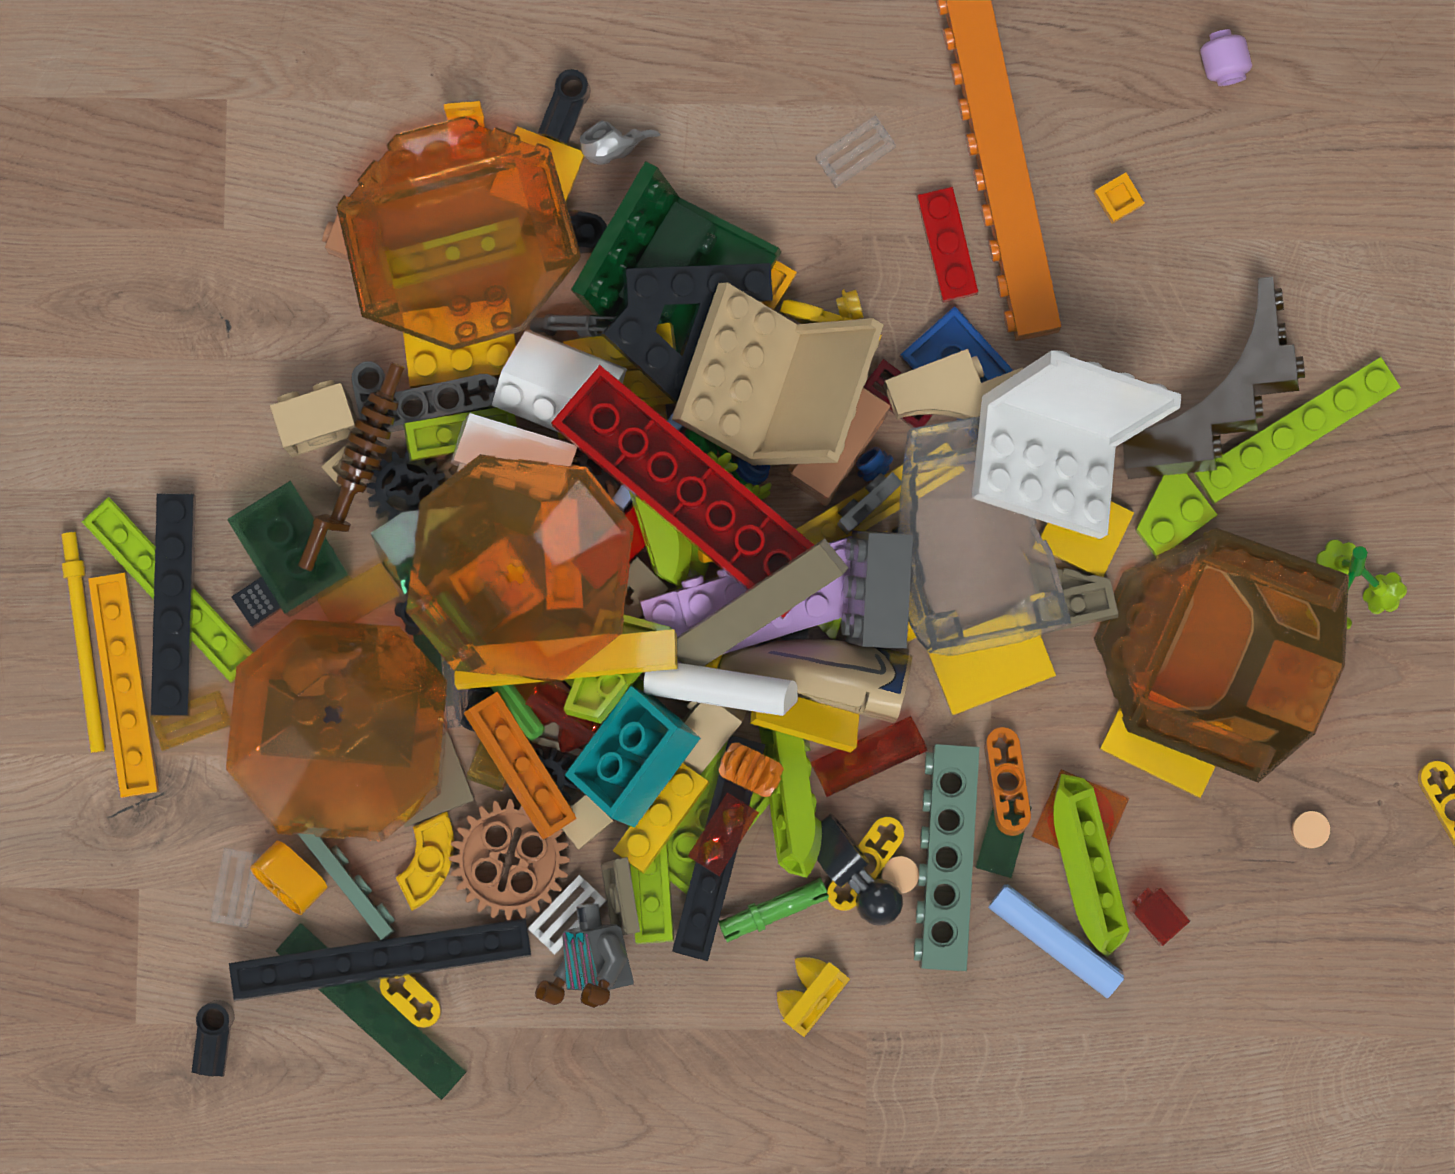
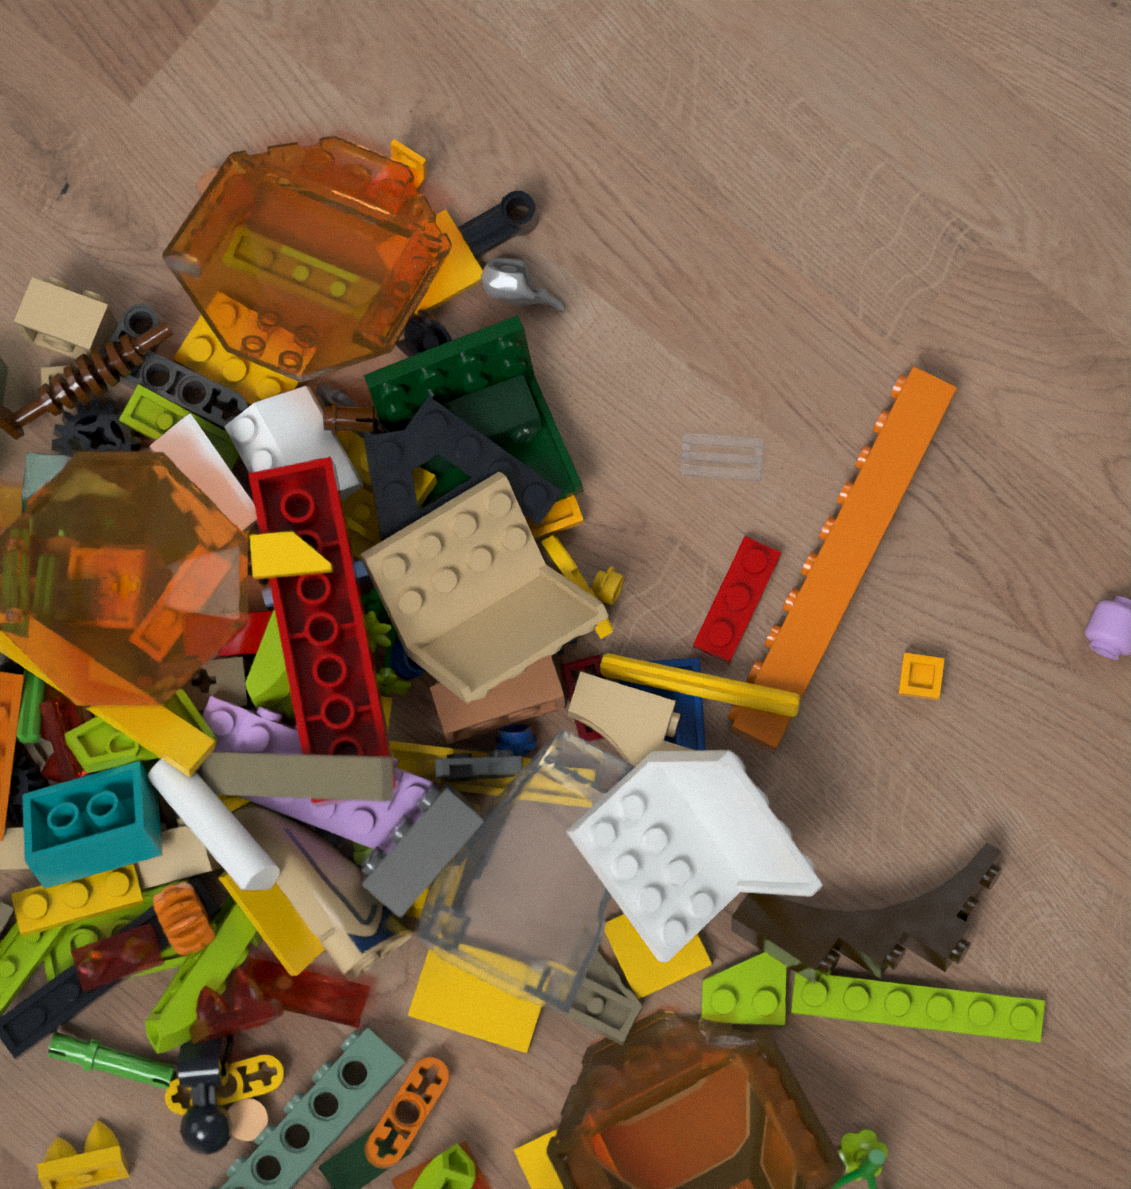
camera: 40 degrees right, 5 degrees down
(578, 329) = (345, 418): none -> reddish brown pin
(625, 459) = (284, 555): none -> yellow tile
(844, 795) = (249, 1011): none -> clear red tile
(973, 324) = (700, 685): none -> yellow axle

